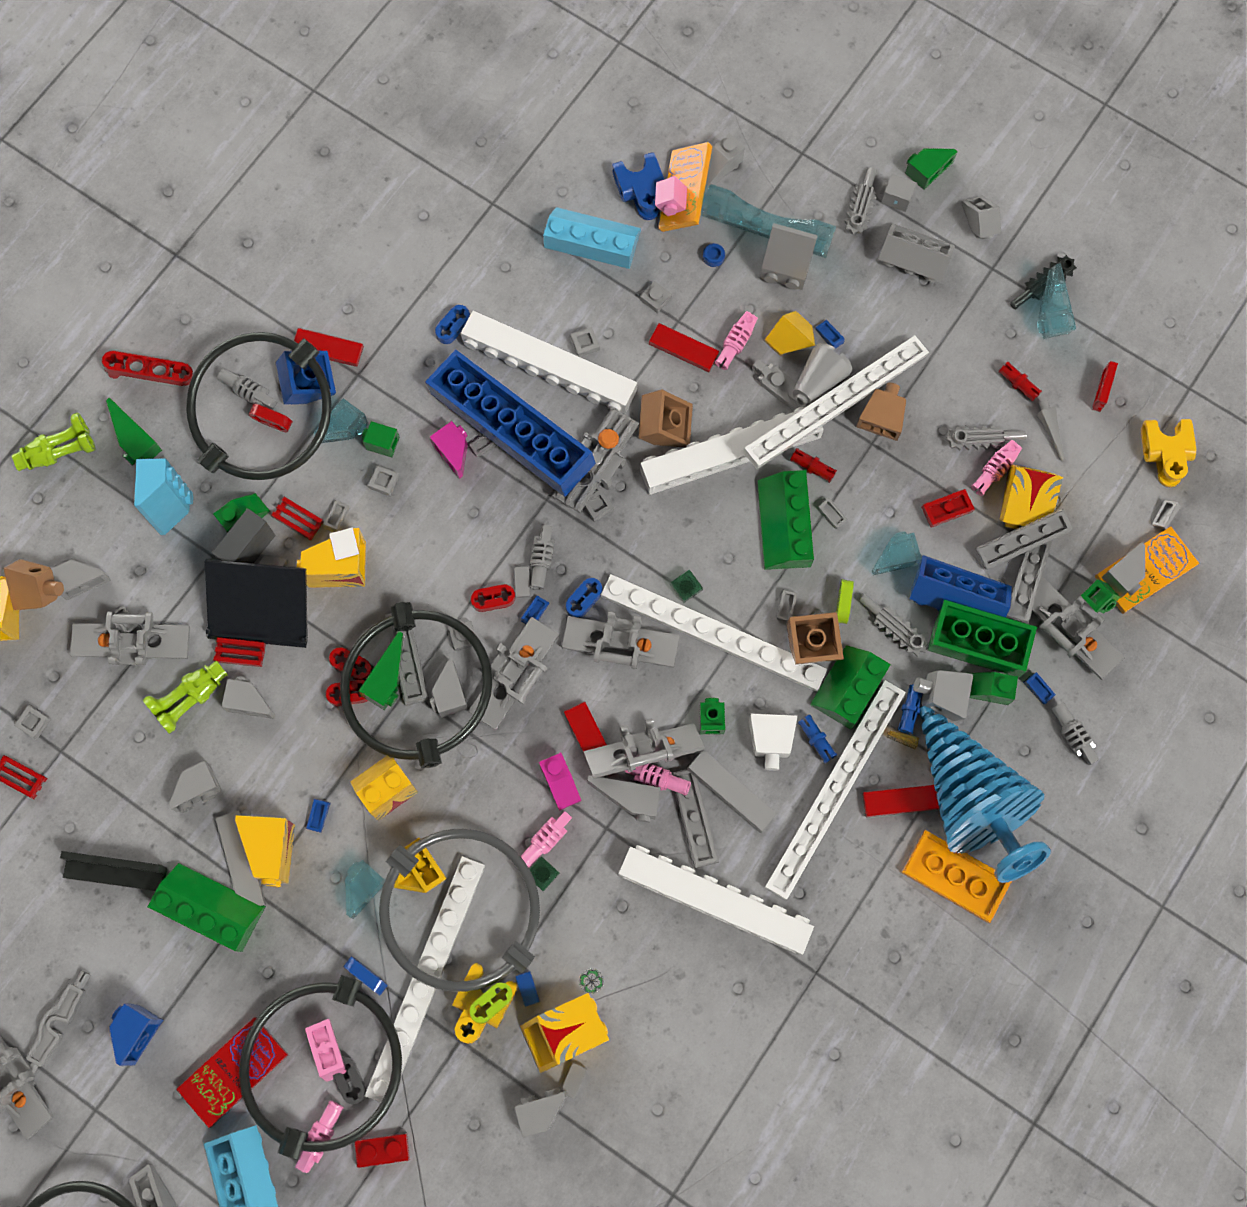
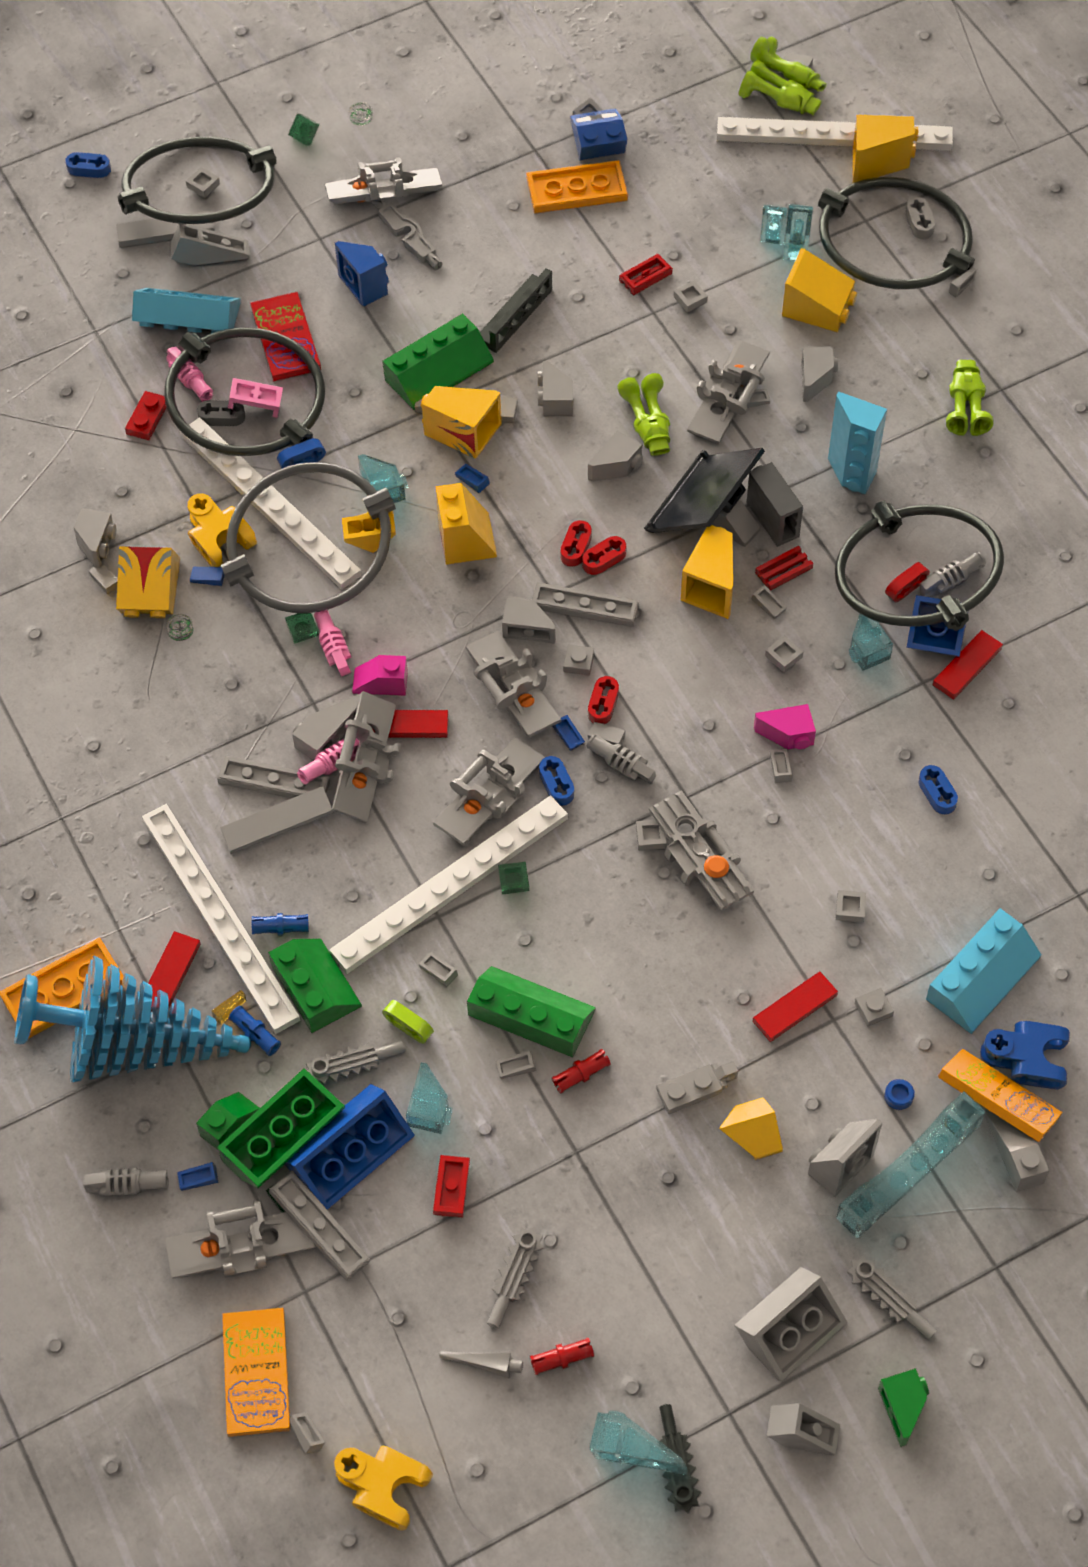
camera: 120 degrees right, 15 degrees down
(31, 585) = (814, 326): medium nougat torso -> none
(131, 436) = (947, 460): green slope -> none
(146, 373) = (1012, 495): red beam -> none
(233, 510) = (814, 522): green slope -> none
(241, 643) = (678, 458): red tile -> none
(344, 543) = (720, 570): white sticker -> none
(380, 439) = (832, 667): green brick -> none
(383, 681) = (569, 569): green slope -> none
(428, 750) = (473, 569): pearl dark grey piece -> none
(494, 1008) = (209, 528): lime beam -> none
(511, 423) = (781, 777): blue brick -> none
(548, 362) = (841, 859): white brick -> none
(665, 419) = (712, 943): medium nougat slope -> none
(671, 196) = (988, 1063): bright pink brick -> none
(710, 456) = (642, 994): white brick -> none
(712, 725) = (364, 844): green brick -> none
(716, 901) = (181, 756): white brick -> none
(736, 339) = (776, 1063): bright pink hinge -> none
(772, 737) = (307, 881): white torso -> none
(815, 638) = (381, 963): medium nougat slope -> none
(821, 374) = (679, 1117): light grey cone -> none
(830, 334) = (733, 1173): blue piece -> none
(835, 402) = (638, 1120): white plate -> none
(884, 413) = (602, 1175): medium nougat torso -> none
(898, 192) = (883, 1343): light grey brick -> none
(946, 693) = (249, 1066): light grey torso -> none
(997, 466) = (470, 1267): bright pink hinge -> none
(1024, 539) = (366, 1240): light grey tile -> none
(1028, 495) = (414, 1280): yellow slope -> none
(1104, 600) = (251, 1286): green brick -> none
(1105, 386) = (501, 1450): red tile -> none
(1128, 572) = (261, 1332): light grey slope -> none

